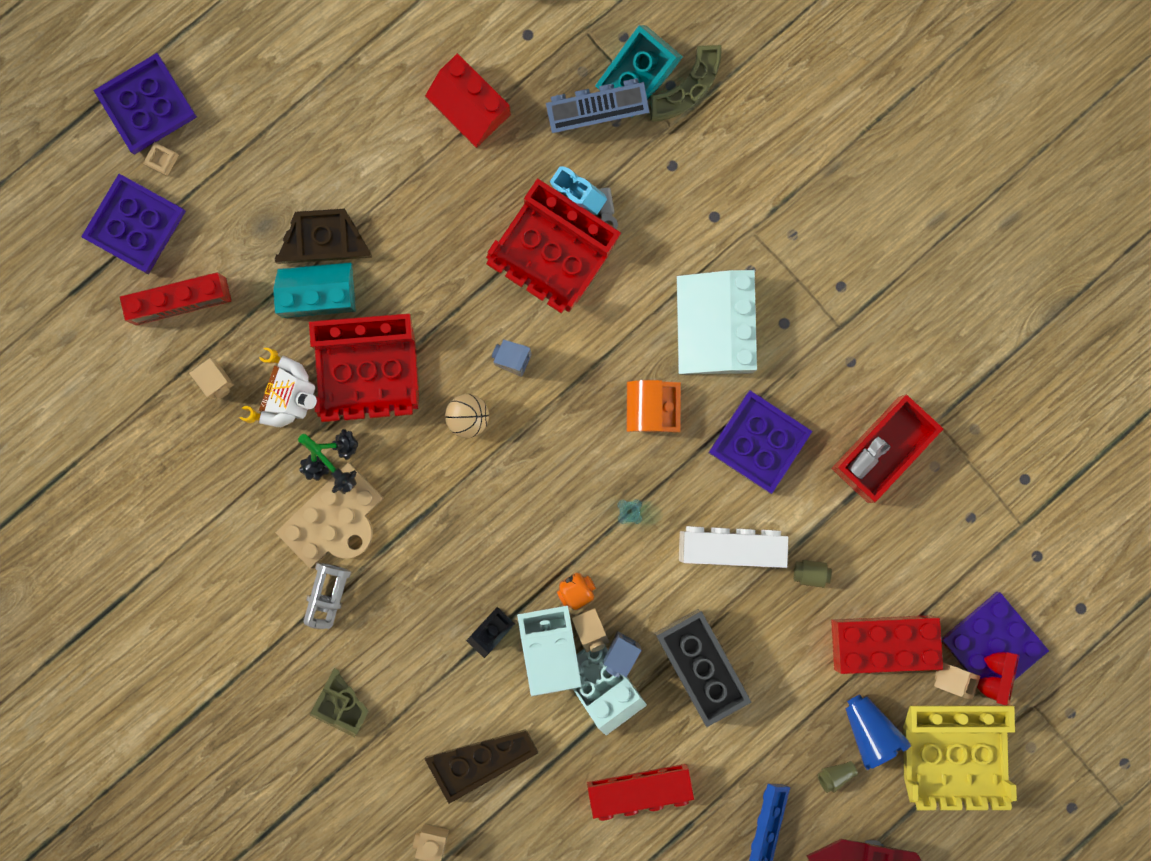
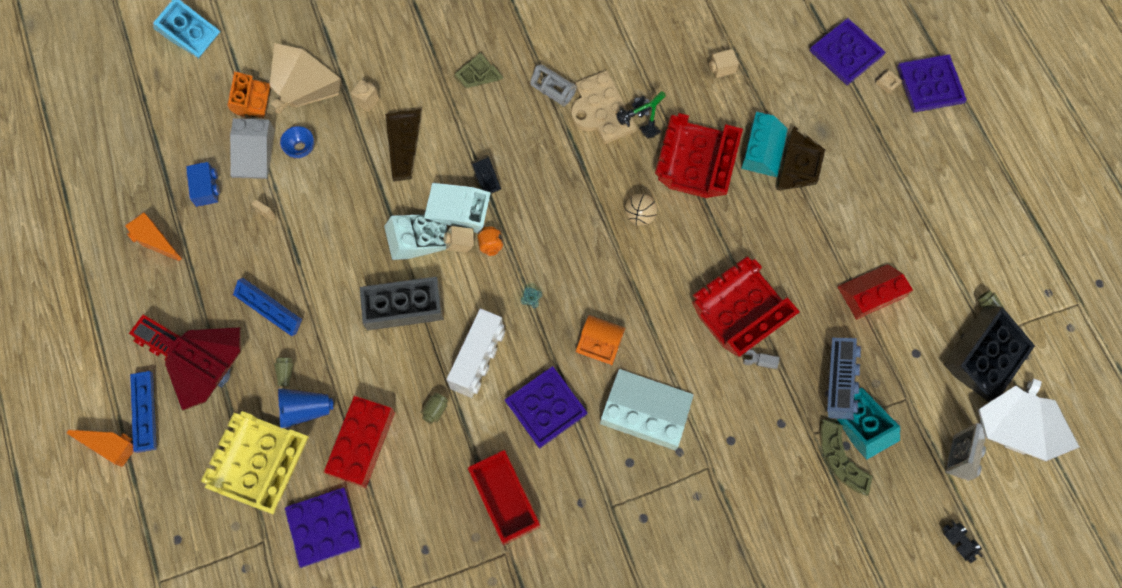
camera: 115 degrees right, 15 degrees down
(175, 299) = (786, 59): red brick -> none
(286, 395) = (697, 102): white torso -> none
(512, 357) = (671, 254): sand blue slope -> none
(578, 190) = (781, 340): medium azure brick -> none
(621, 655) = (434, 251): sand blue slope -> none
(640, 791) = (336, 234): red brick -> none
(868, 458) = (502, 477): light grey bar -> none
(957, 681) = (309, 483): tan brick -> none
(1000, 688) = (290, 515): red tile -> none

